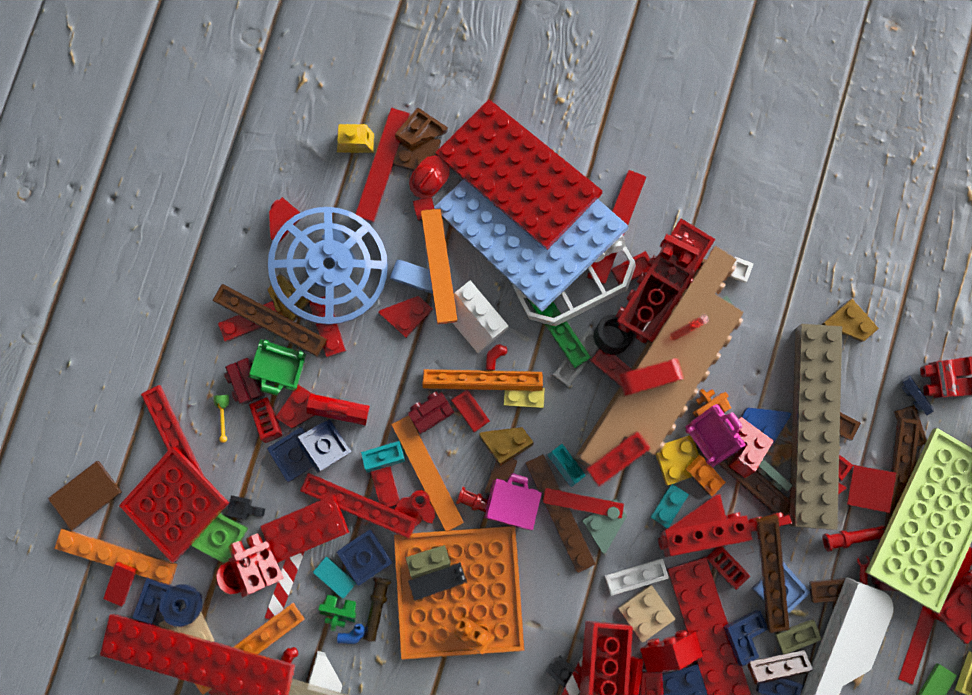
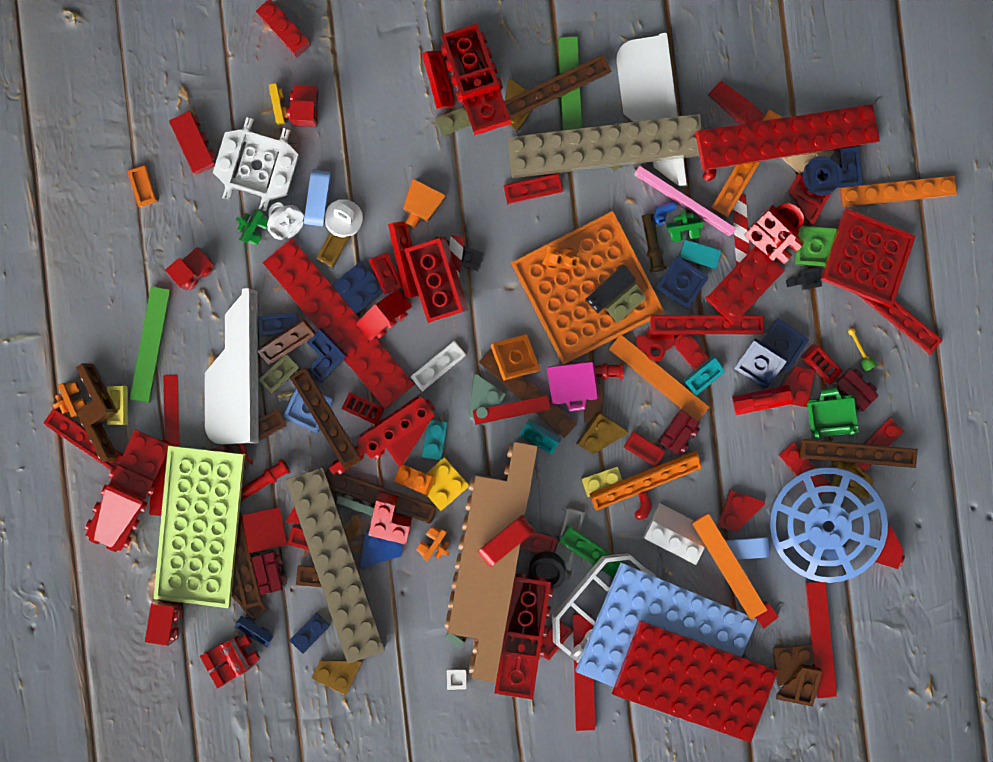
camera: 150 degrees right, 5 degrees up
(85, 495) = (949, 231): reddish brown tile -> none
(119, 584) = (883, 170): red tile -> none
(205, 582) = (810, 203): none -> red wing
(326, 638) = (685, 201): none -> bright pink tile
(353, 139) = (857, 651): yellow torso -> none
(429, 177) = (773, 645): red piece -> none
(559, 554) = (515, 357): none -> orange plate
(618, 458) = (505, 459): red tile -> none
(646, 613) = (417, 338): tan plate -> none
(680, 246) = (521, 672): red hips -> none
(696, 323) = (486, 604): clear red bar -> none
(716, 434) = (421, 518): dark pink piece -> none
(863, 371) = (309, 633): none -> dark blue plate
(882, 445) = (269, 572): none -> dark red brick

